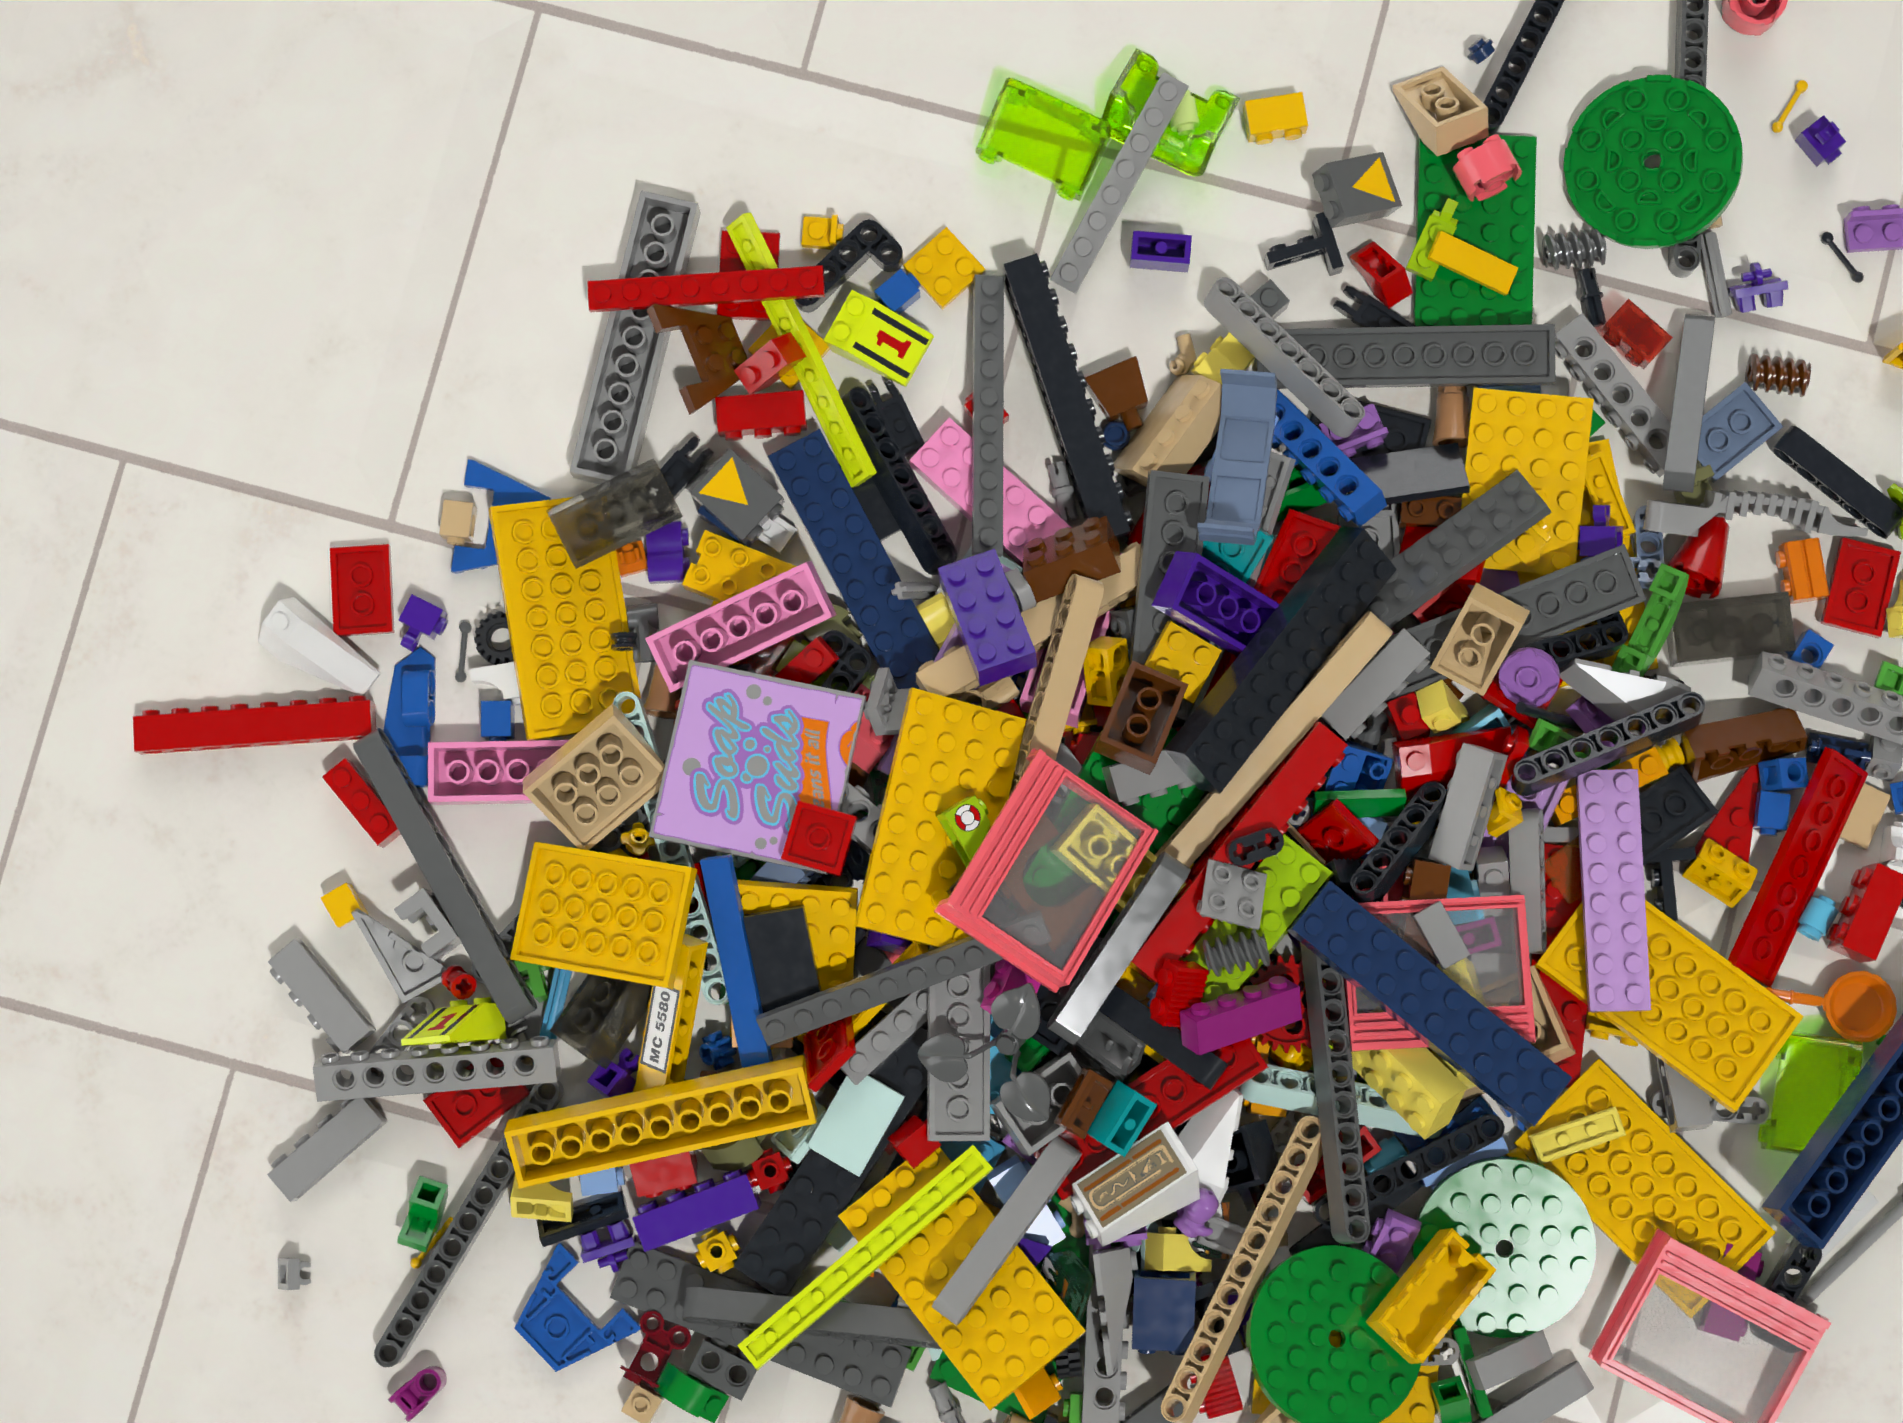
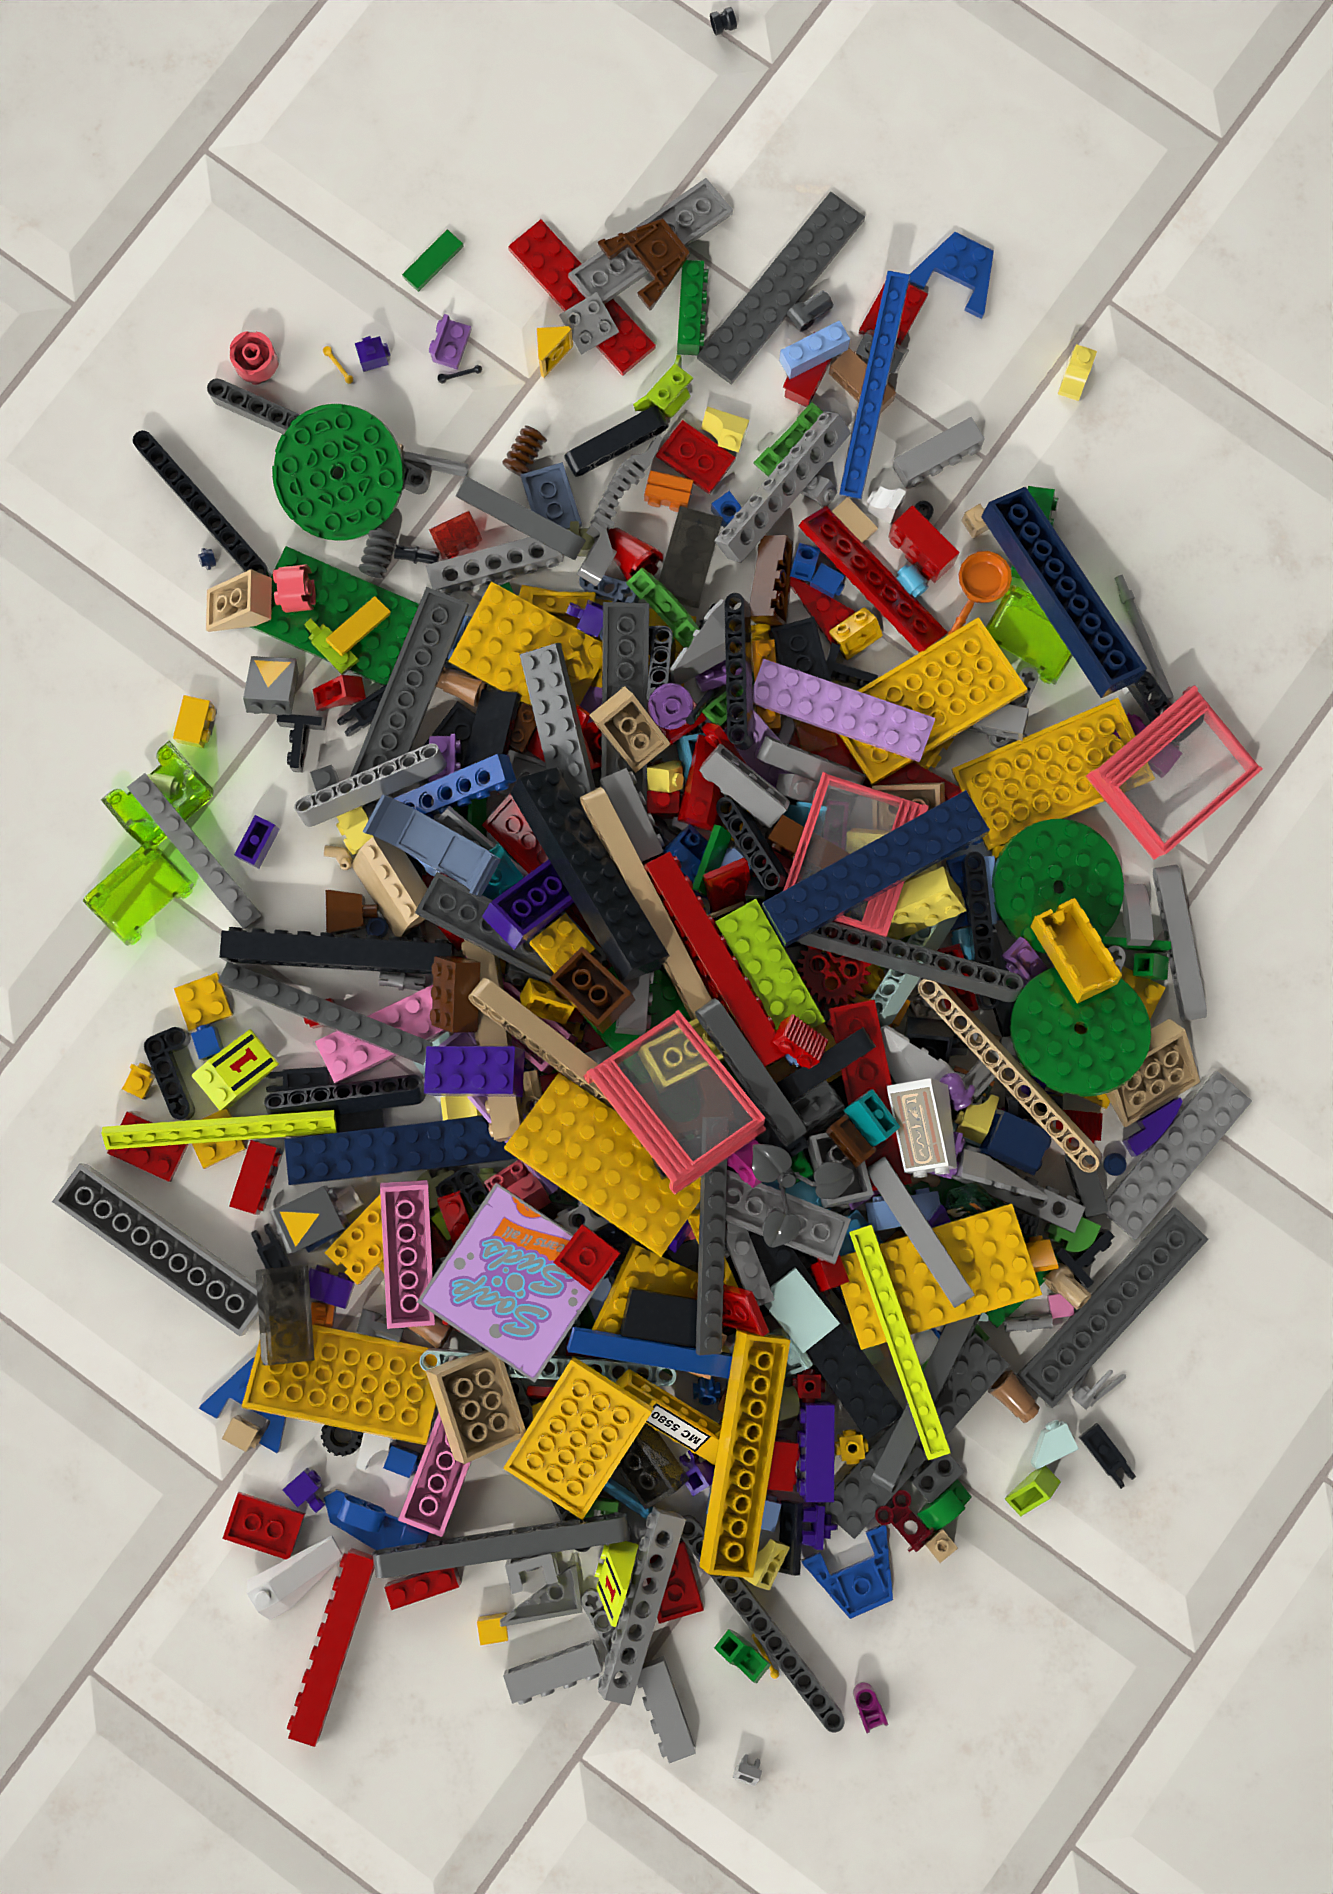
camera: 75 degrees left, 0 degrees up
(460, 982) = (583, 1564): red bush -> none
(465, 628) = (322, 1458): dark grey hinge -> none
(624, 641) = (382, 1344): black bush -> none
(634, 846) = (537, 1393): yellow plate -> none
(706, 288) = (145, 1182): red plate -> none
(712, 346) = (191, 1193): reddish brown wing -> none
(770, 363) = (220, 1156): red brick -> none
(885, 704) = (506, 1169): light grey bracket -> none
(914, 590) = (431, 1116): light grey axle -> none
(966, 826) = (621, 1147): lime slope -> none
(1021, 590) = (463, 1039): light grey beam -> none
(1232, 894) = (745, 975): light grey hinge -> none
(1236, 953) = (787, 989): dark grey piece -> none
(1240, 1015) = (832, 1004): magenta brick -> none
(1256, 853) = (722, 946): black beam -> none
(1441, 935) = (829, 840): light grey tile -> none
(1505, 812) = (759, 761): yellow bracket -> none
(1577, 1135) = (1000, 804): light yellow tile -> none
(1771, 289) = (461, 431): hips -> none
(1852, 750) = (806, 509): dark blue hinge -> none

